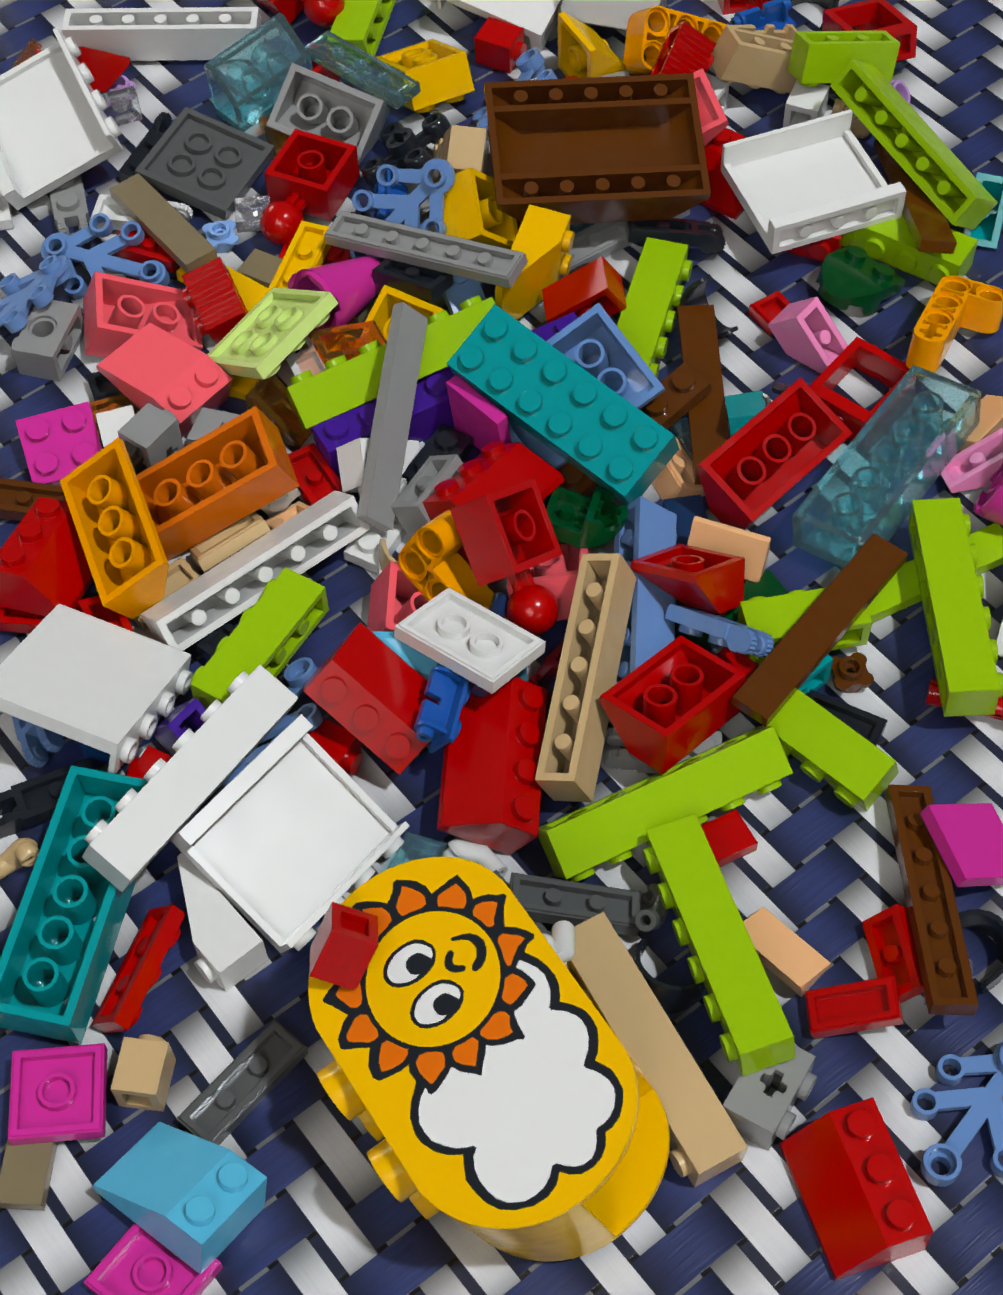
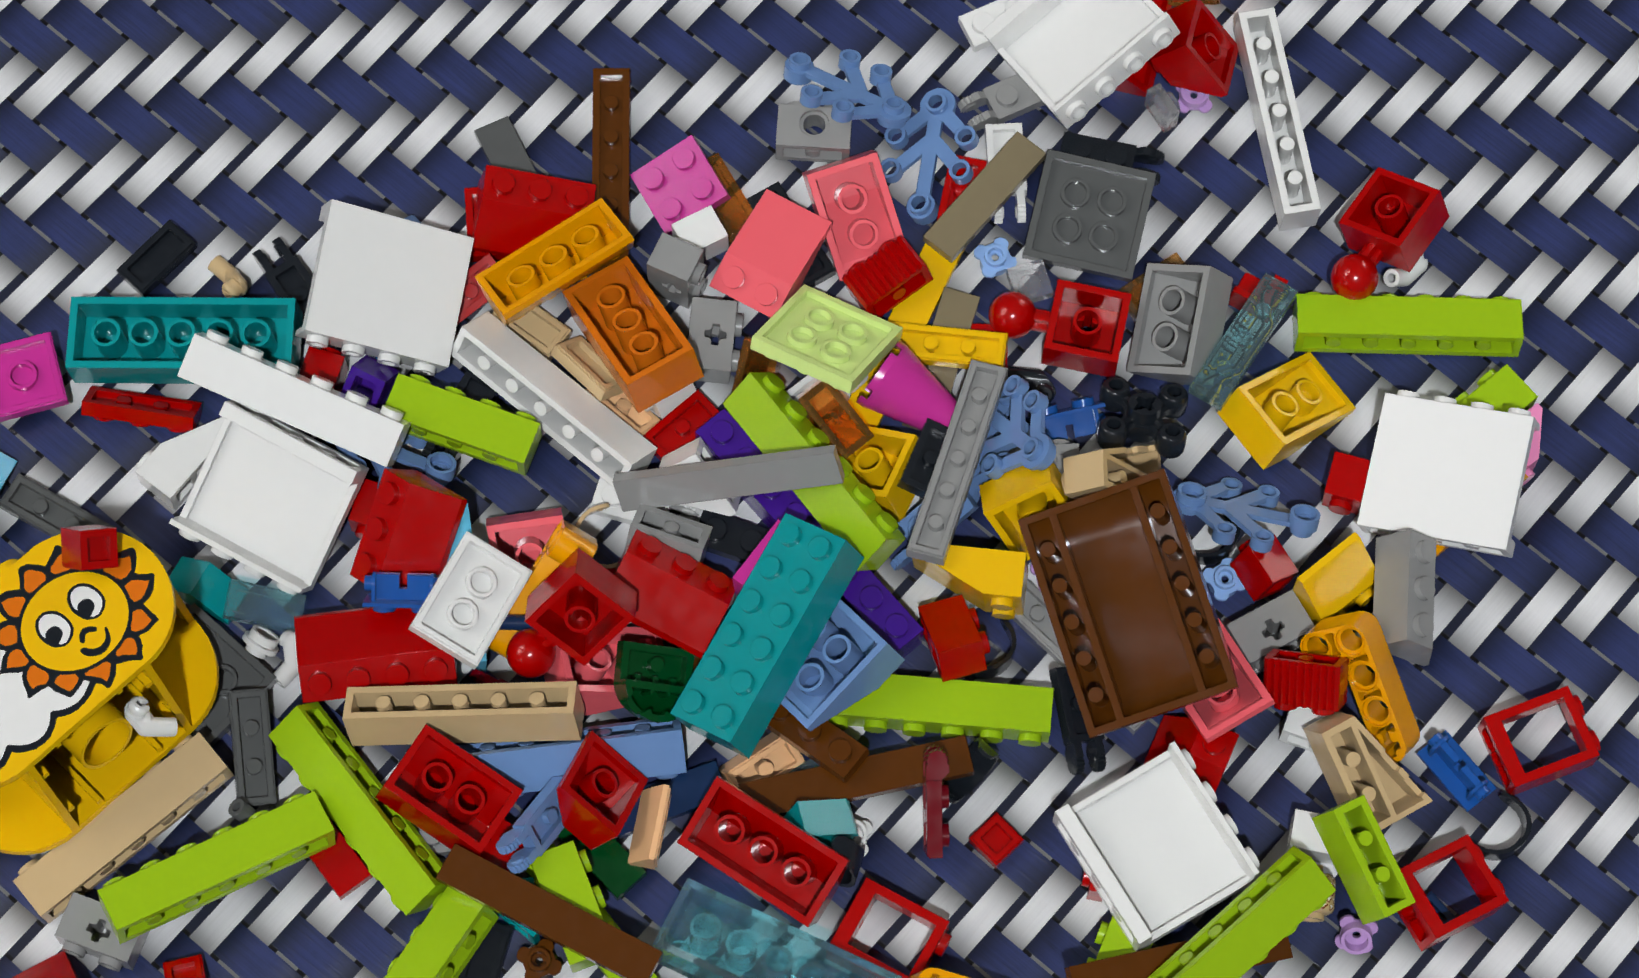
camera: 75 degrees right, 15 degrees up
(143, 1073) = (51, 437): tan brick -> none
(252, 72) = (1223, 235): clear light blue slope -> none
(671, 997) = (176, 837): black helmet -> none
(740, 331) = (934, 799): none -> dark red hinge
(785, 952) = (236, 929): light nougat slope -> none
(808, 334) = (956, 877): bright pink slope -> none
(856, 280) = (1053, 919): dark green slope -> none

